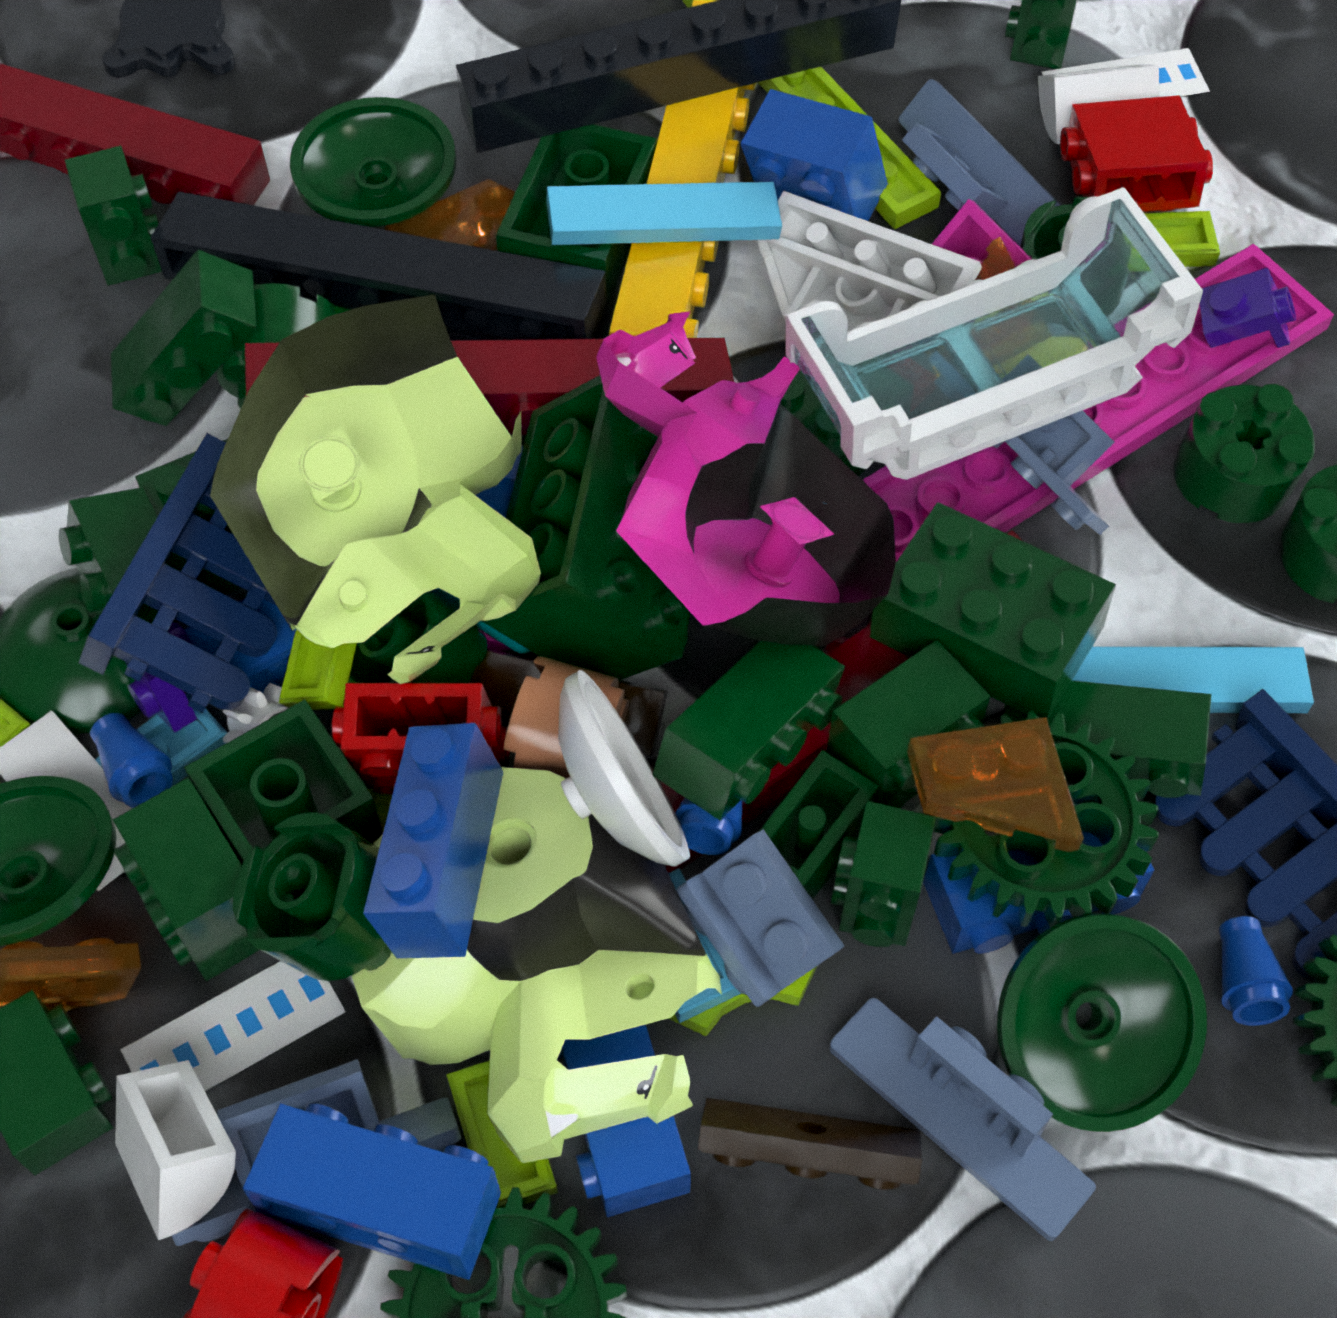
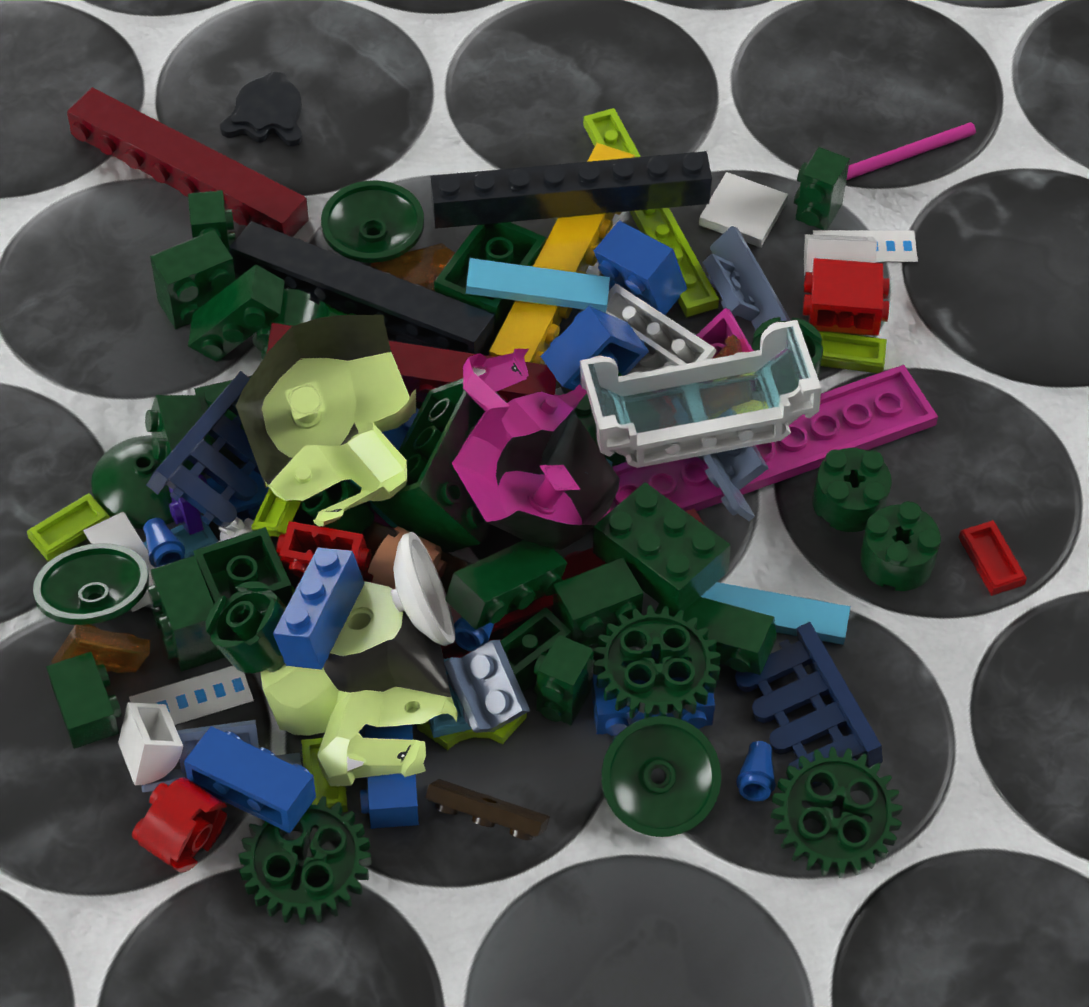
camera: 10 degrees right, 5 degrees down
(95, 291) = (191, 276): none -> dark green brick
(774, 280) = (589, 336): none -> blue brick
(936, 49) = (745, 206): none -> white tile
(968, 1110) = (577, 809): sand blue bracket -> none
(999, 779) = (630, 635): clear orange wing -> none
(1246, 308) = (879, 403): dark purple bracket -> none

